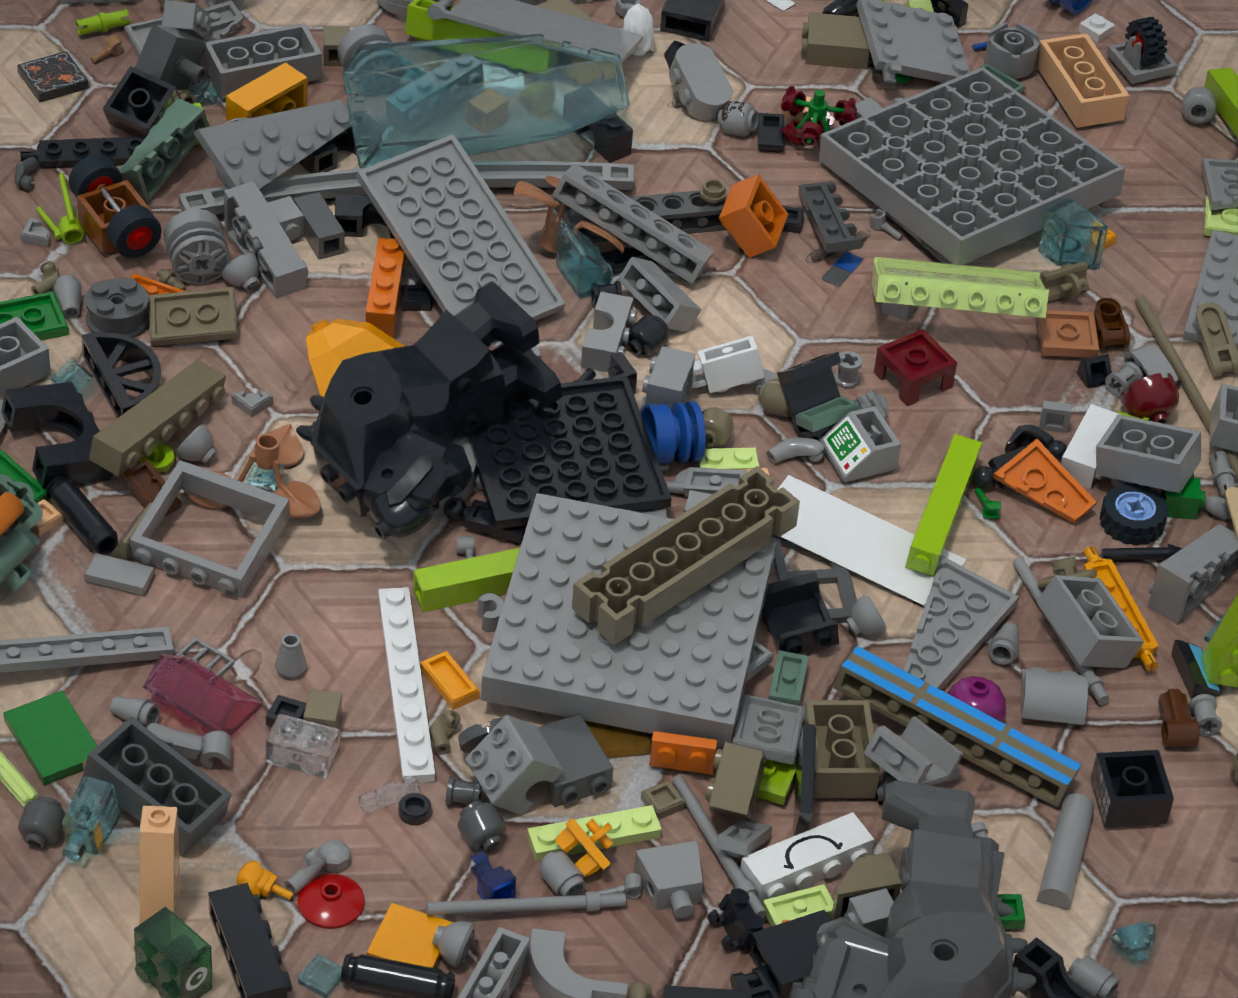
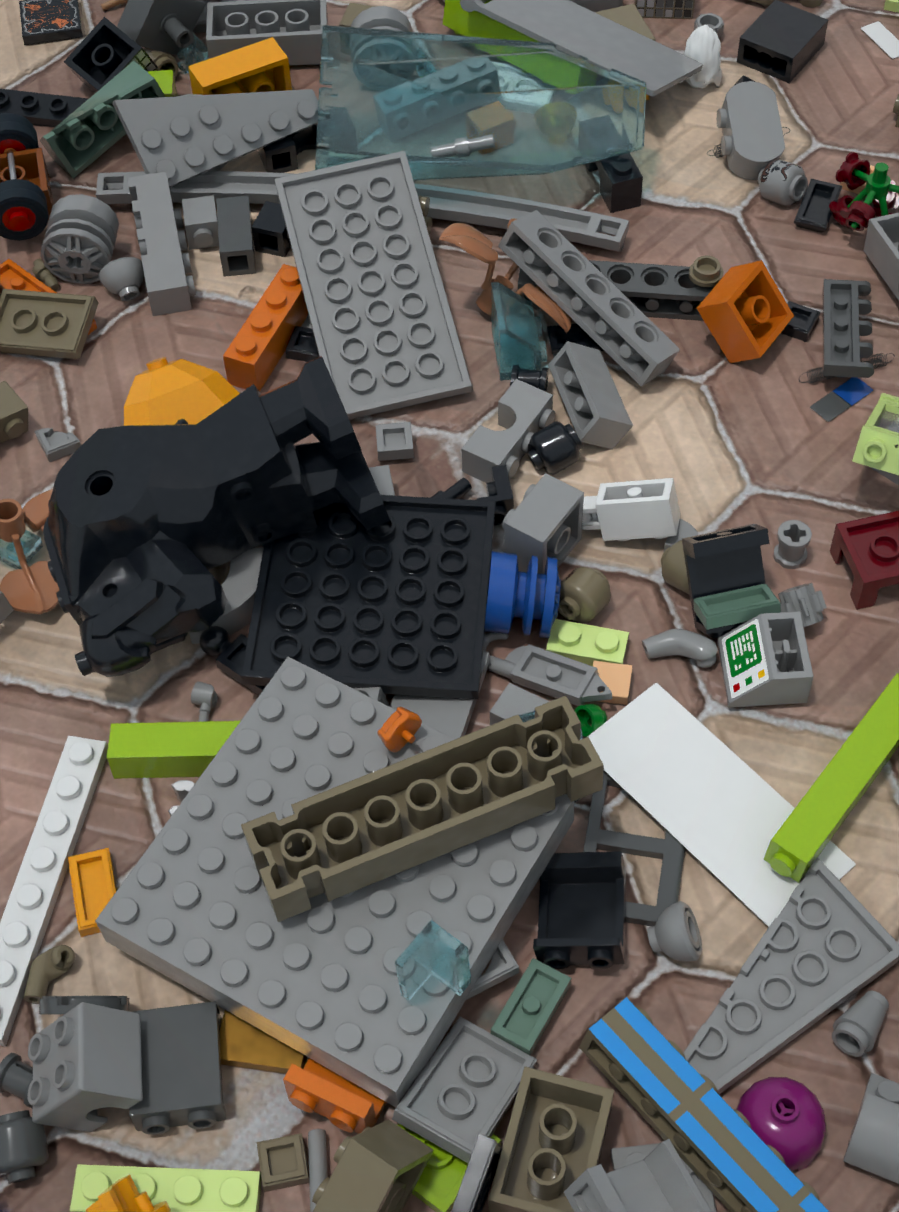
camera: 25 degrees right, 10 degrees up
(478, 127) = (463, 146): none -> light grey bar
(643, 516) = (399, 729): none -> orange piece
(739, 635) = (434, 954): none -> clear light blue panel

